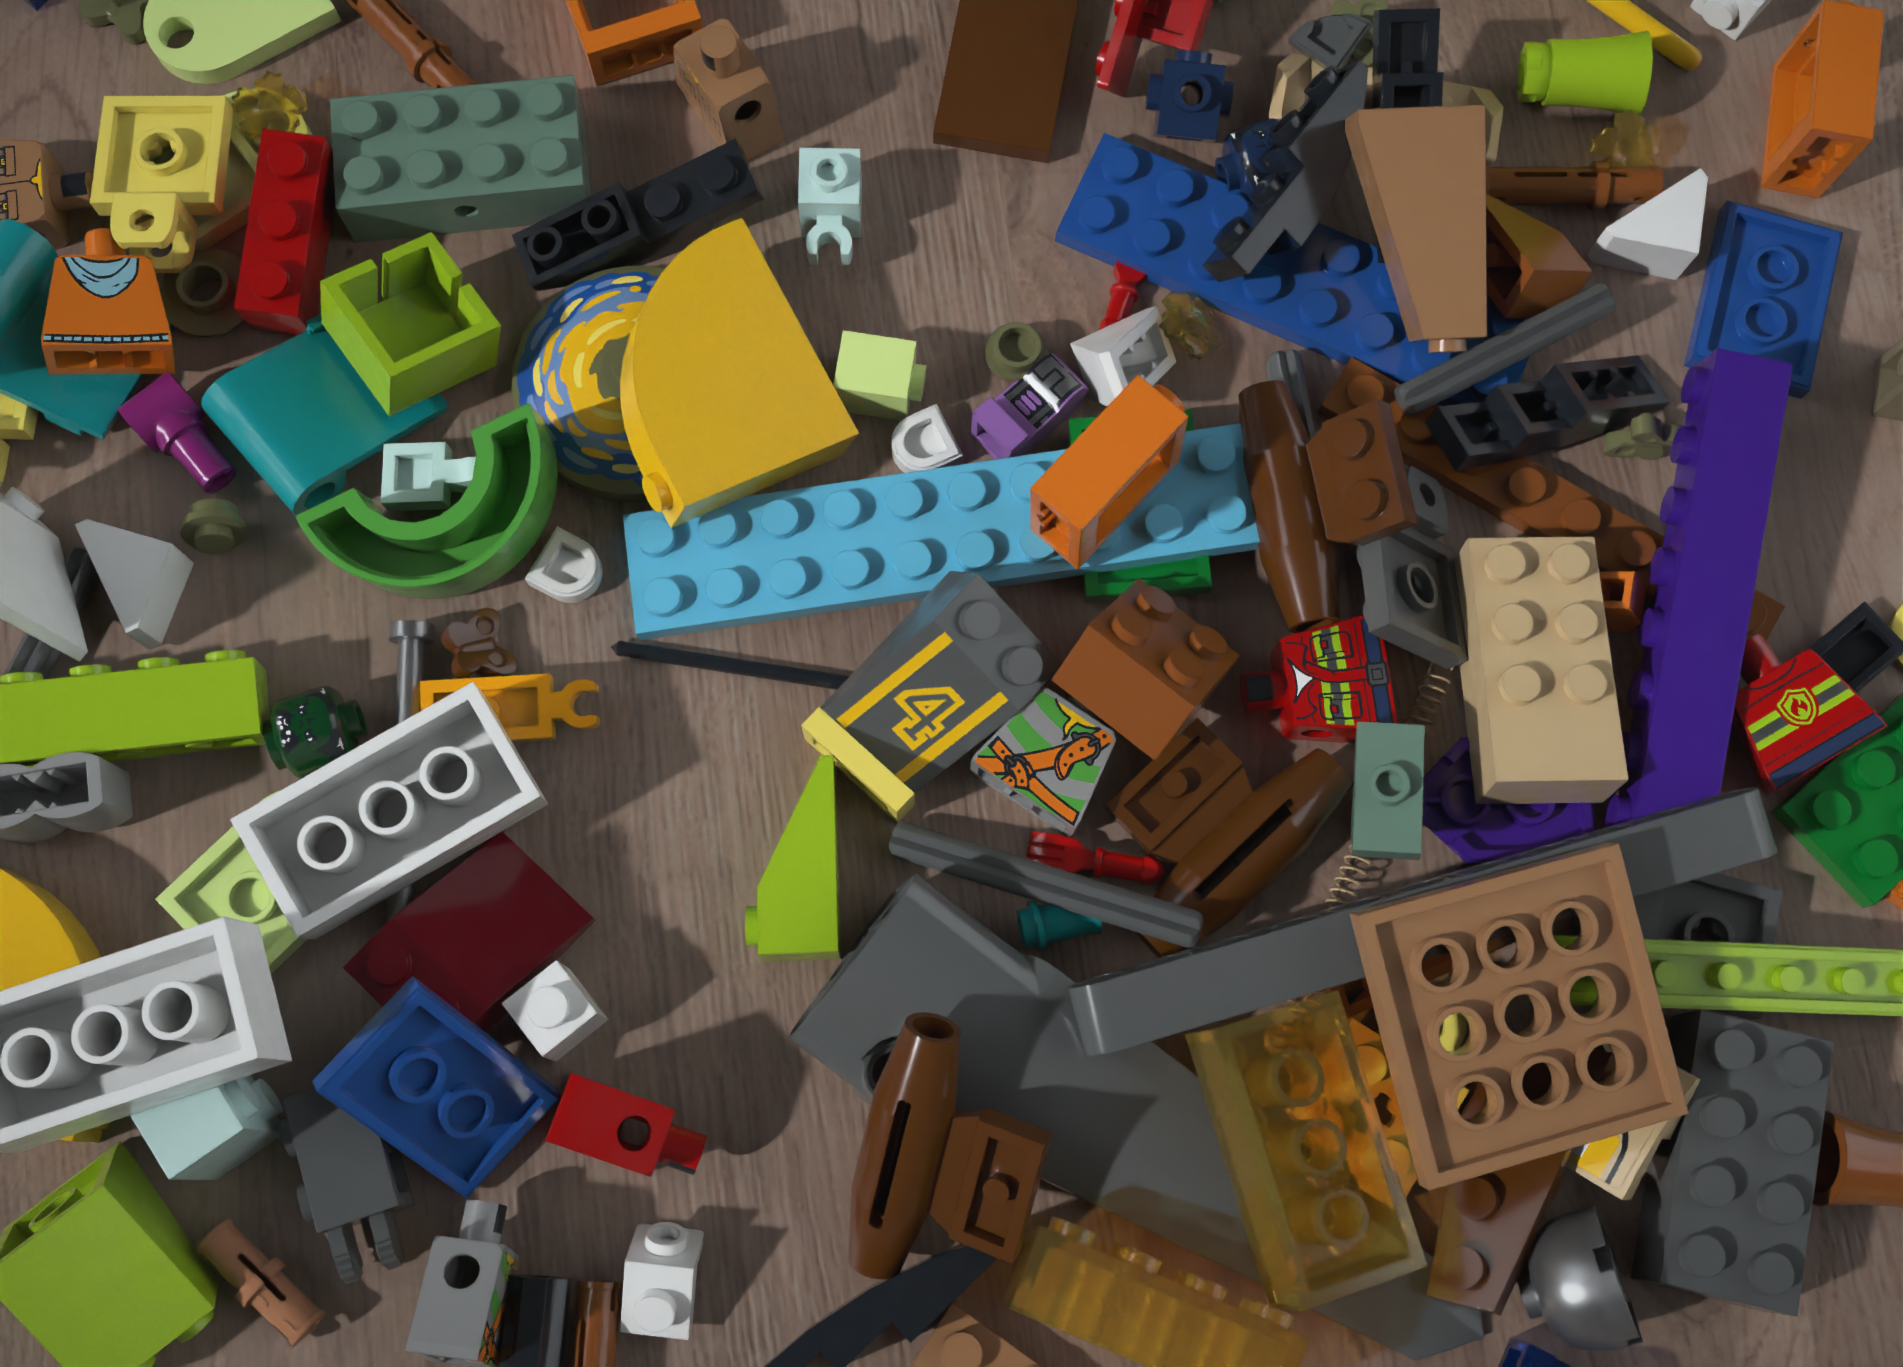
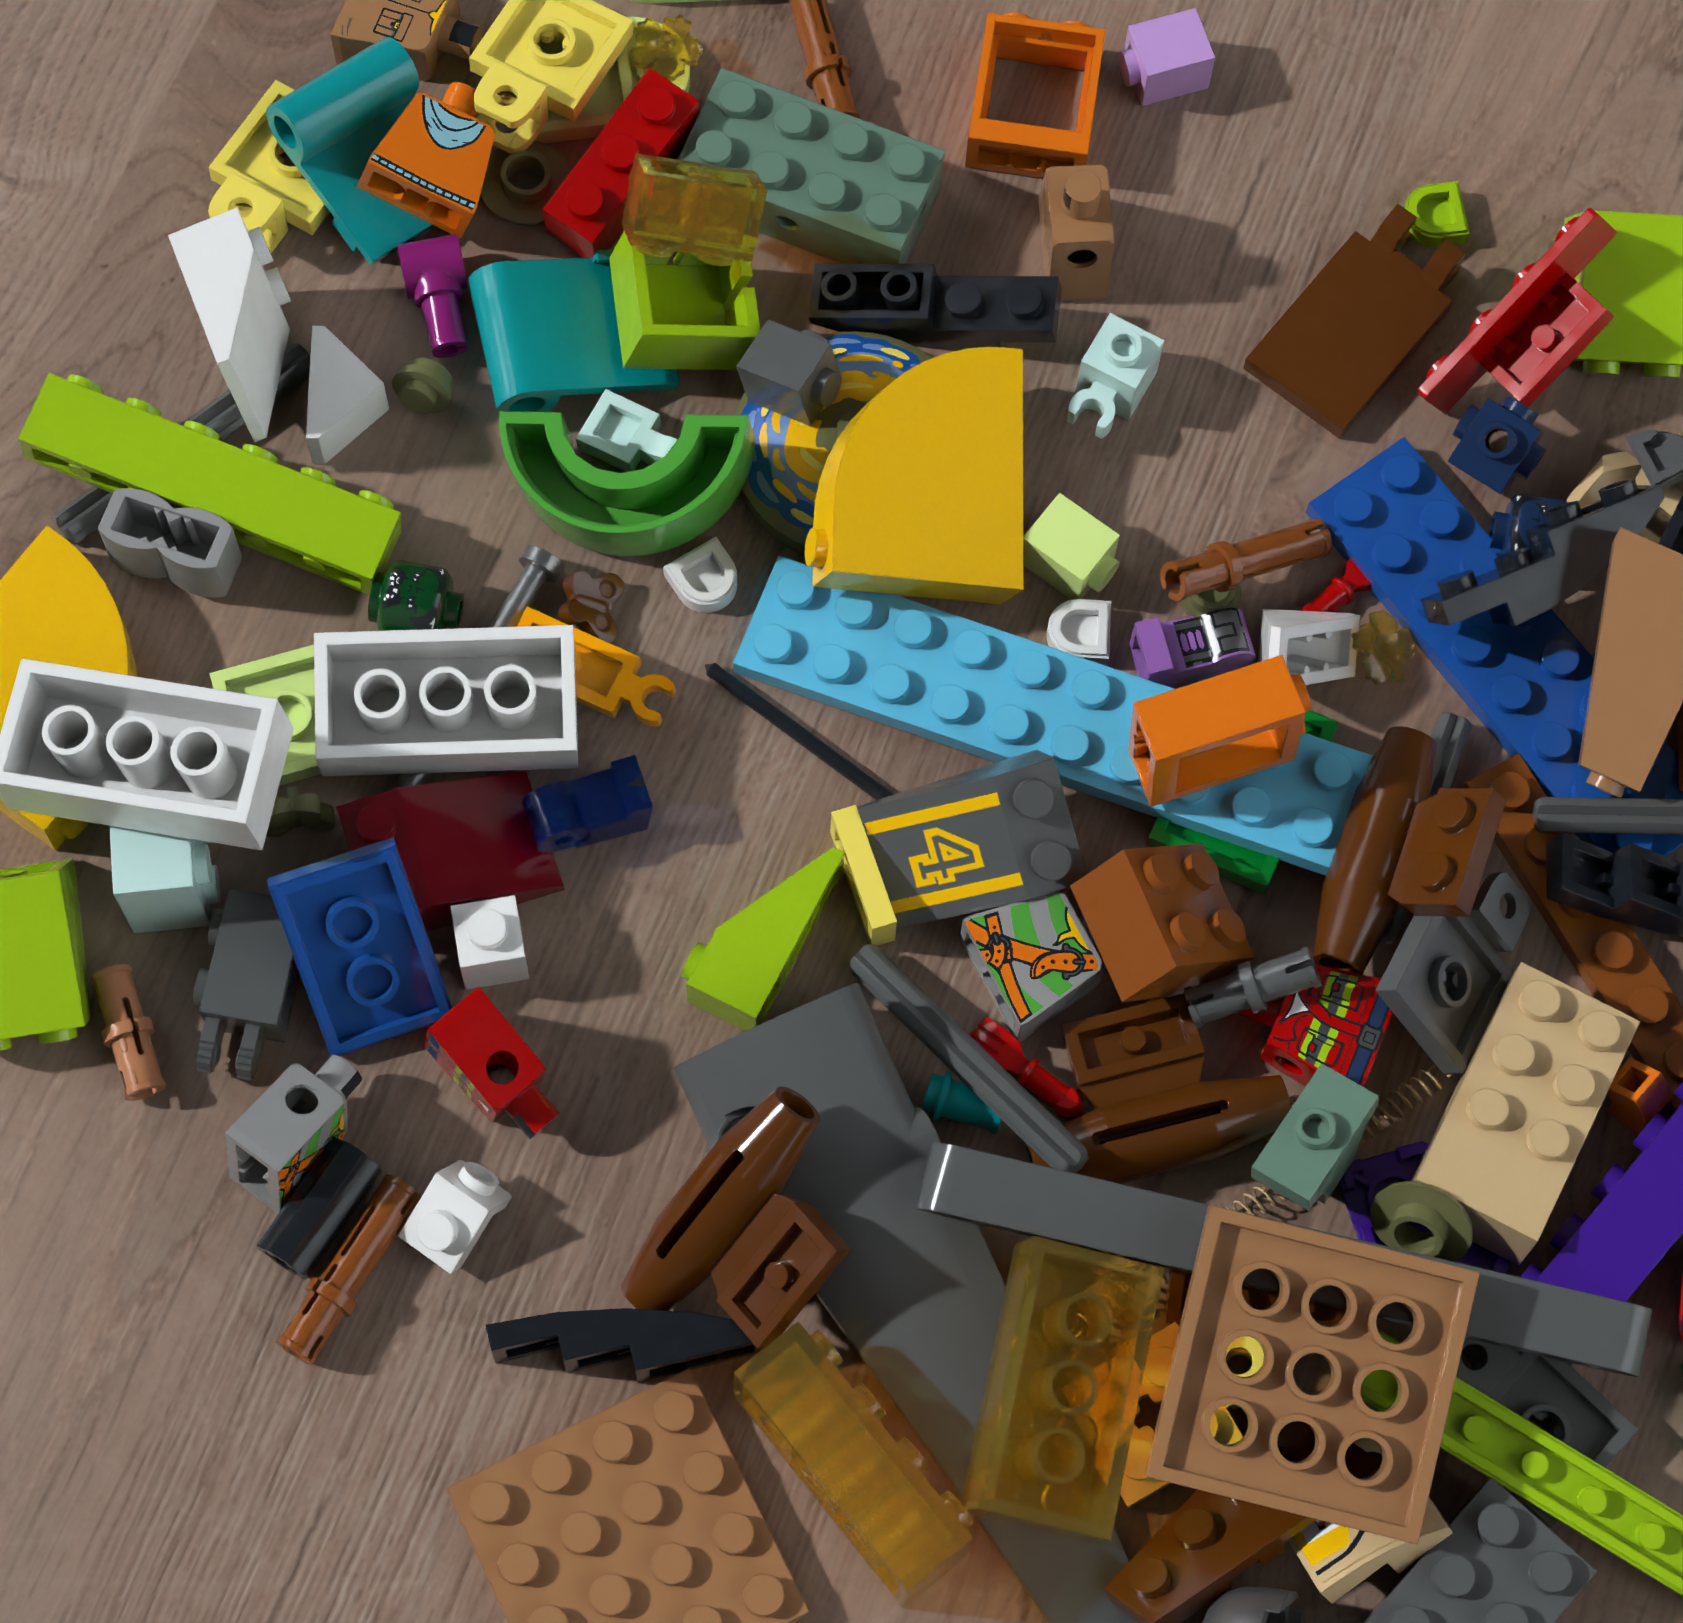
camera: 30 degrees right, 5 degrees down
(307, 985) = (299, 811): none -> olive piece
(374, 237) = (693, 209): none -> clear yellow brick
(544, 343) = (790, 372): none -> dark grey brick
(578, 836) = (589, 807): none -> clear blue leg
(1024, 318) = (1229, 564): none -> dark orange pin
(1255, 684) = (1252, 987): none -> dark grey pin
(1514, 814) = (1429, 1206): none -> olive piece

